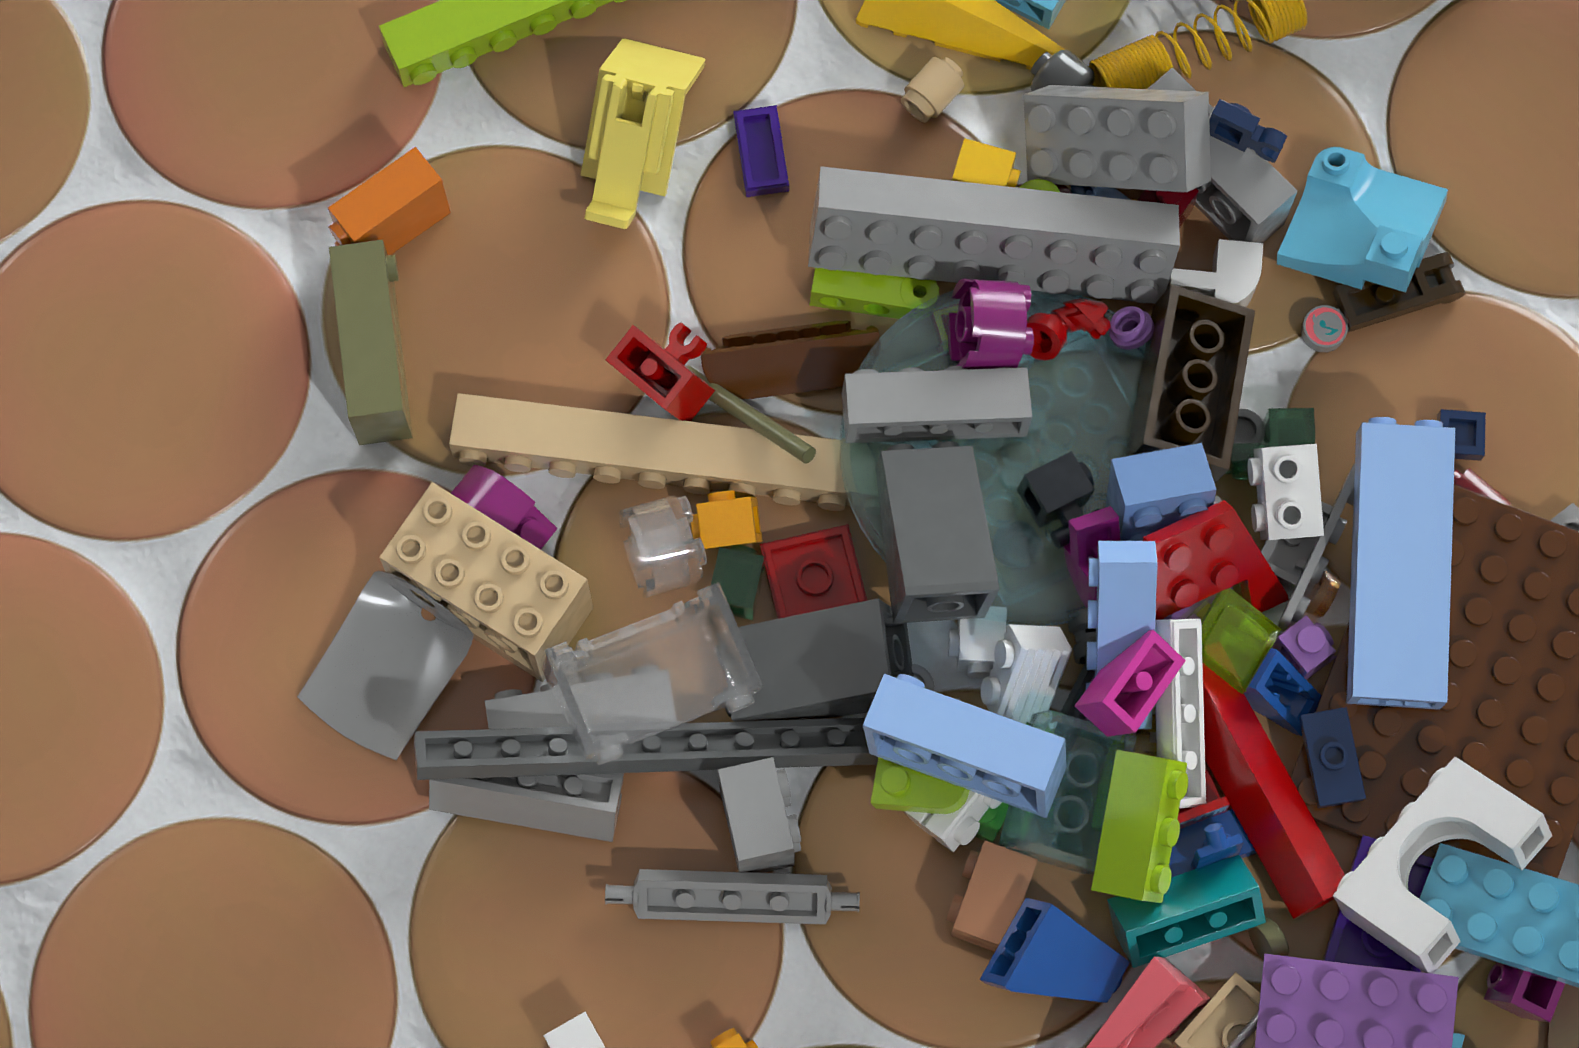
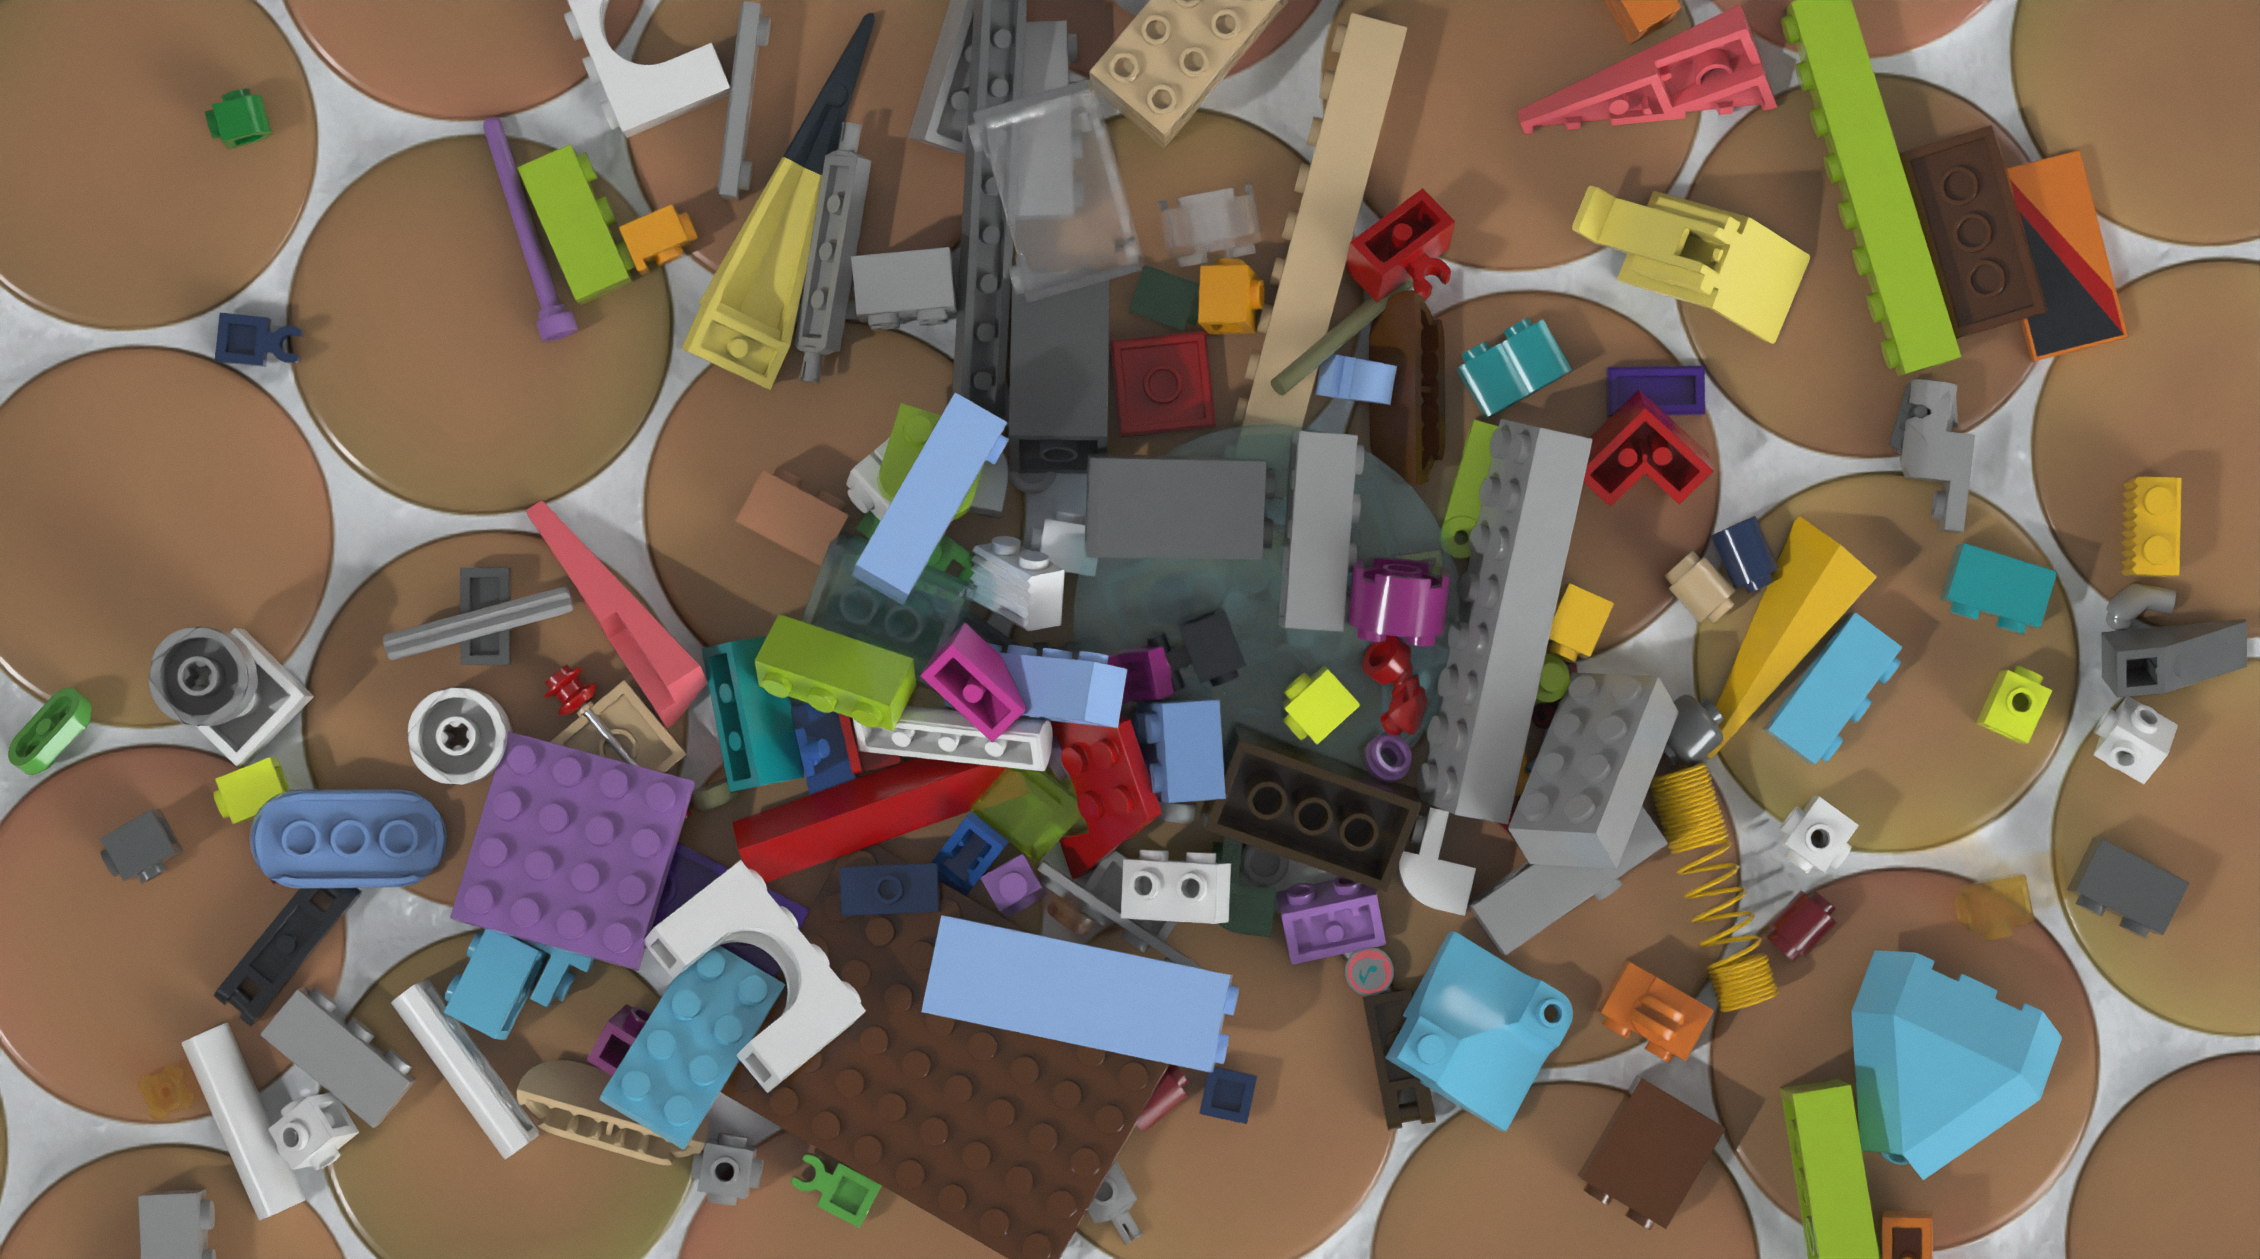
camera: 100 degrees right, 15 degrees up
(469, 152) = (1693, 71): none -> coral wedge
(504, 504) = (1273, 61): magenta brick -> none
(664, 1001) = (751, 33): none -> light grey plate
(758, 269) = (1513, 368): none -> teal brick
(772, 962) = (757, 290): none -> light yellow plate
(789, 396) = (1356, 380): none -> light blue leg
(816, 139) = (1642, 442): none -> red brick
(897, 55) = (1746, 555): none -> dark blue brick
(1054, 957) = (715, 566): blue slope -> none
(1094, 391) = (1317, 704): none -> neon yellow brick
(1241, 130) = (1582, 897): dark blue plate -> none
(1284, 365) = (1329, 919): none -> medium lavender bracket
(1315, 81) = (1654, 1011): none -> orange brick
(1443, 69) = (1650, 1154): none -> reddish brown brick

